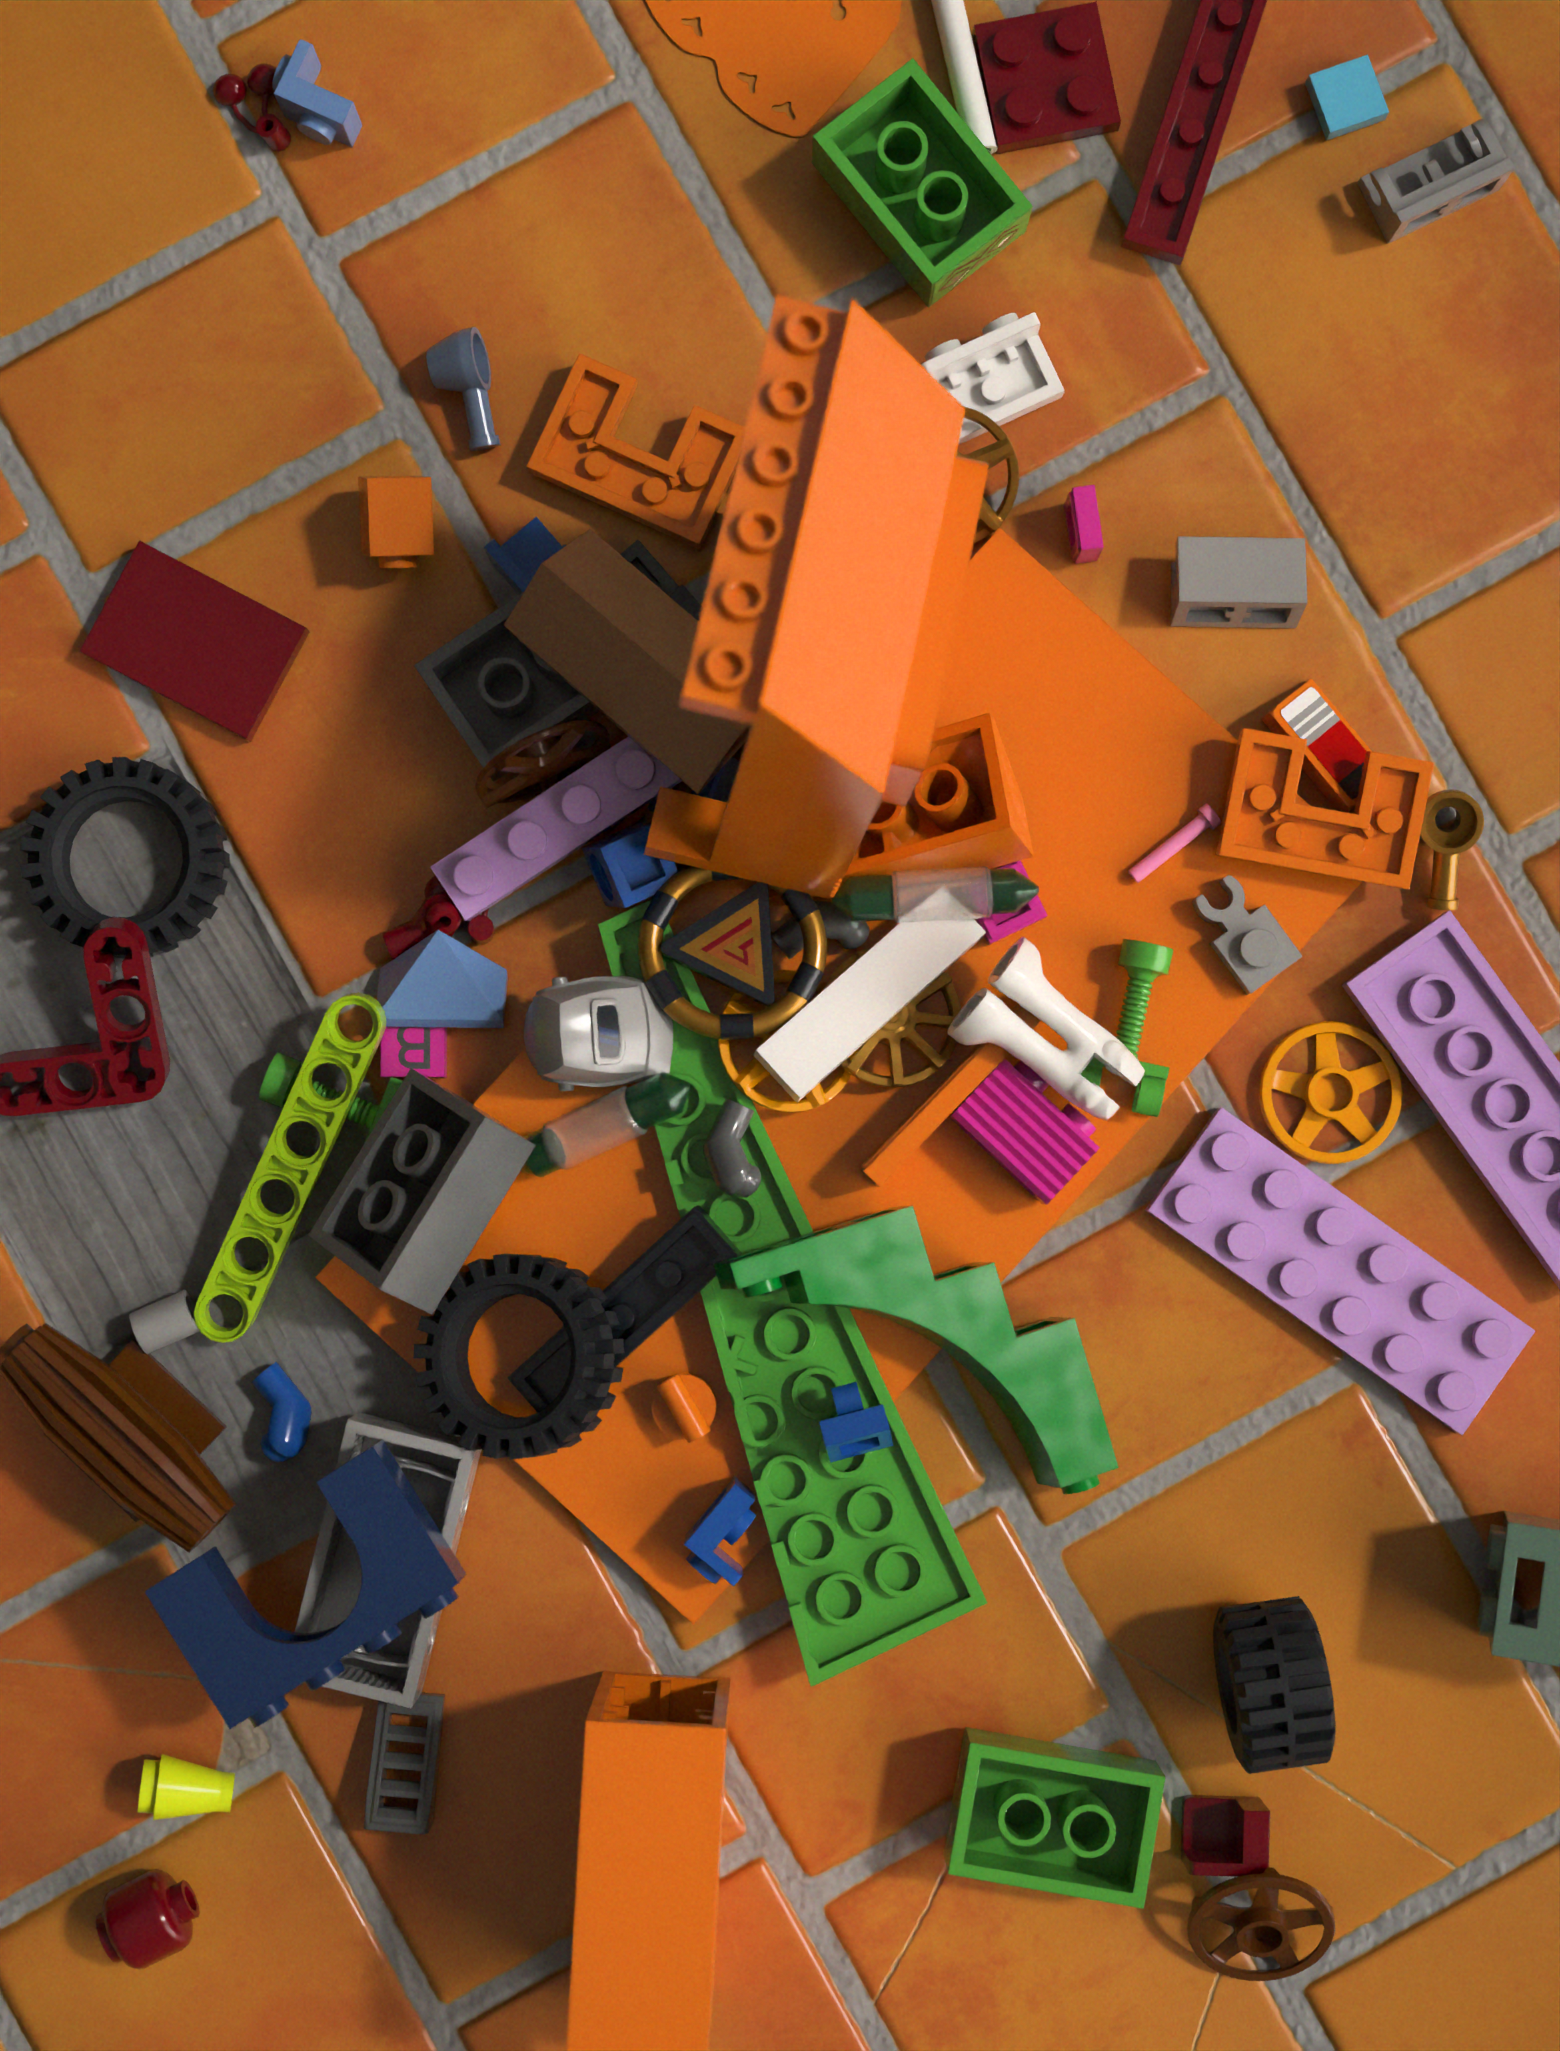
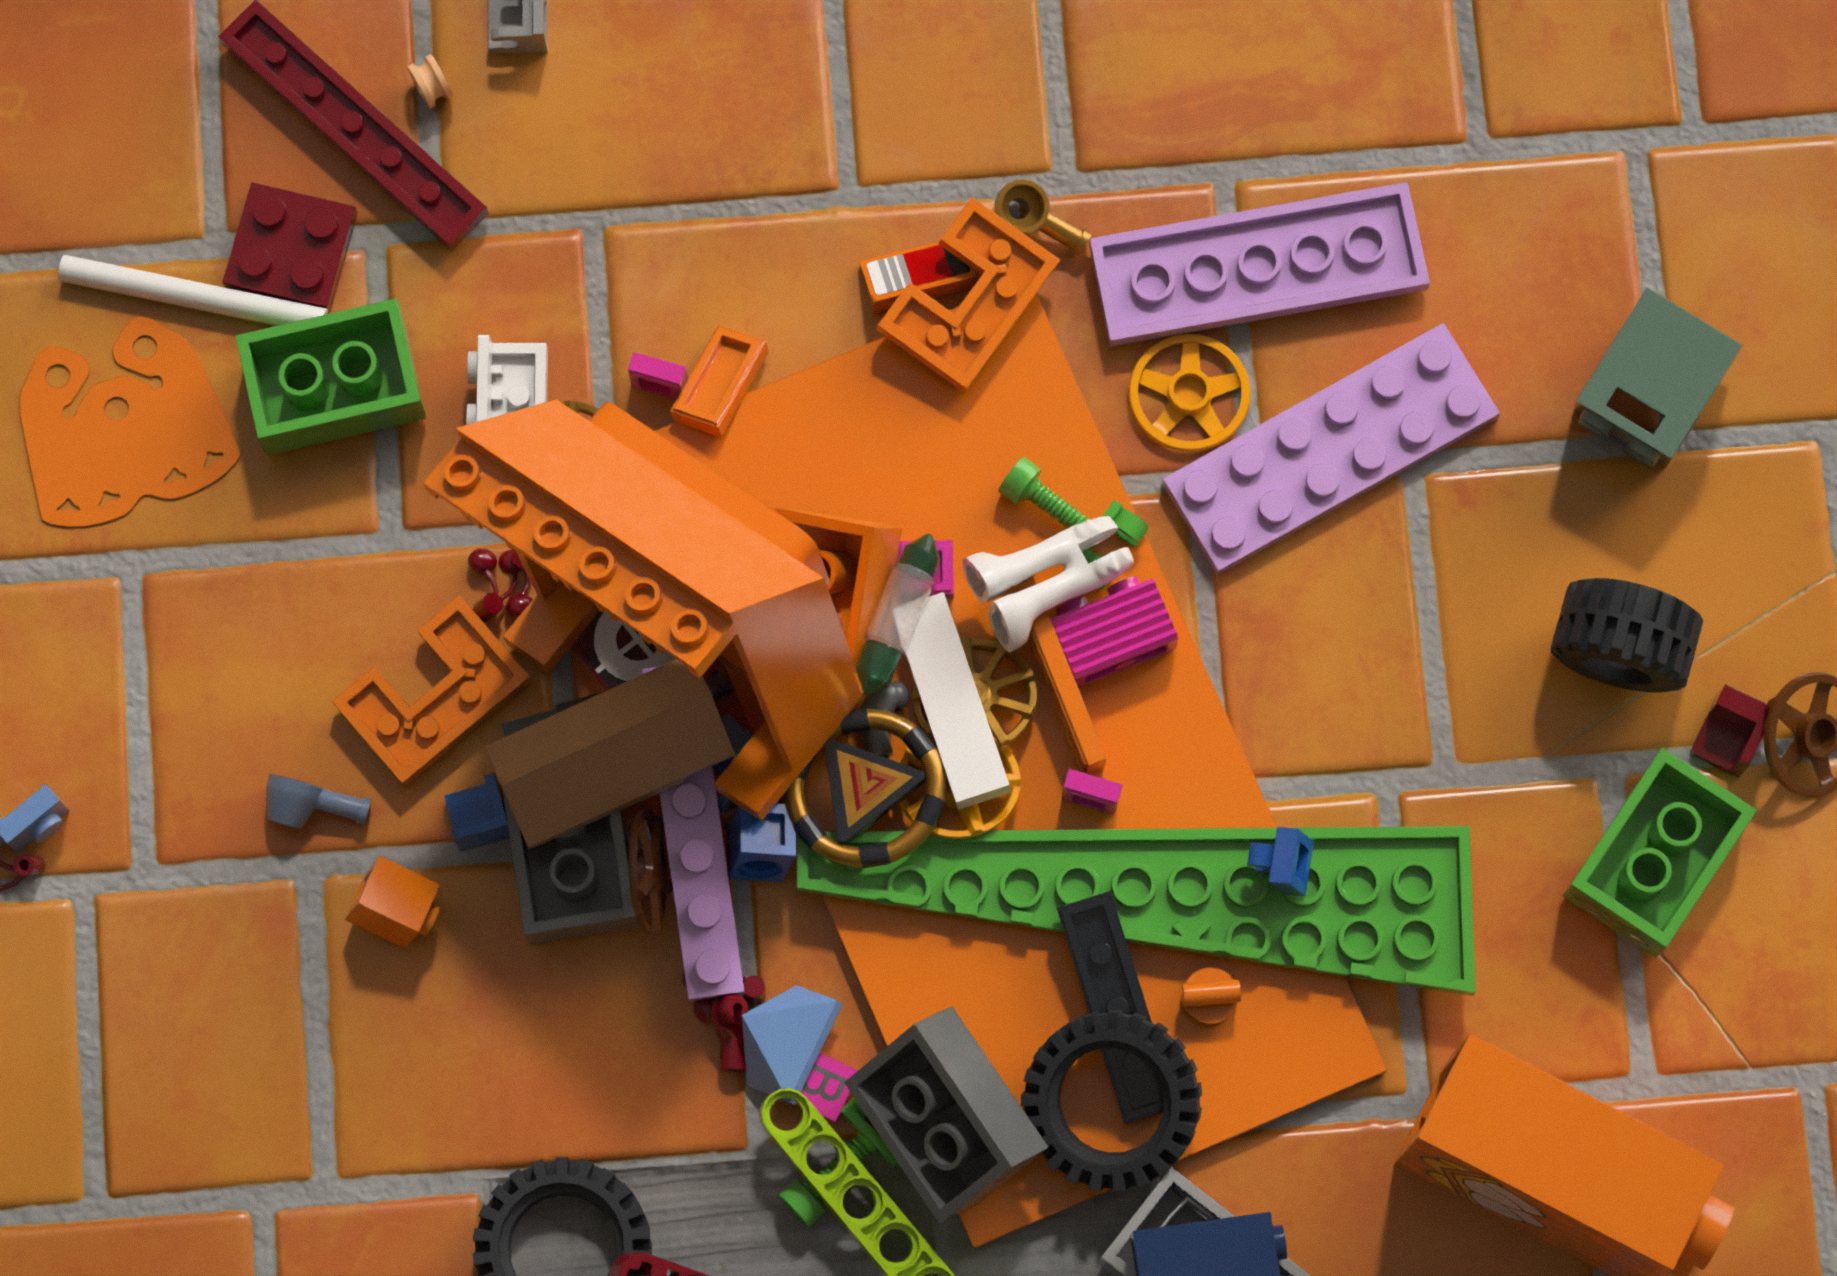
camera: 65 degrees left, 10 degrees down
(194, 641) = (410, 1115): dark red tile -> none
(597, 1032) = (883, 924): light grey helmet -> none
(605, 1123) = (958, 947): piece -> none
(723, 1519) = (1313, 1003): blue bracket -> none
(725, 1154) = (1025, 866): dark grey arm -> none
(841, 1186) = (1091, 791): none -> dark pink tile
(1030, 1371) = (1305, 714): green arch -> none
(1108, 591) = (719, 381): none -> orange tile
(1205, 819) = (933, 388): bright pink piece -> none
(1238, 582) = (760, 279): light grey hinge -> none
(1252, 944) = (1047, 396): light grey plate -> none
(1294, 133) = (430, 81): none -> light nougat bush
(1347, 97) = (420, 30): medium azure tile -> none

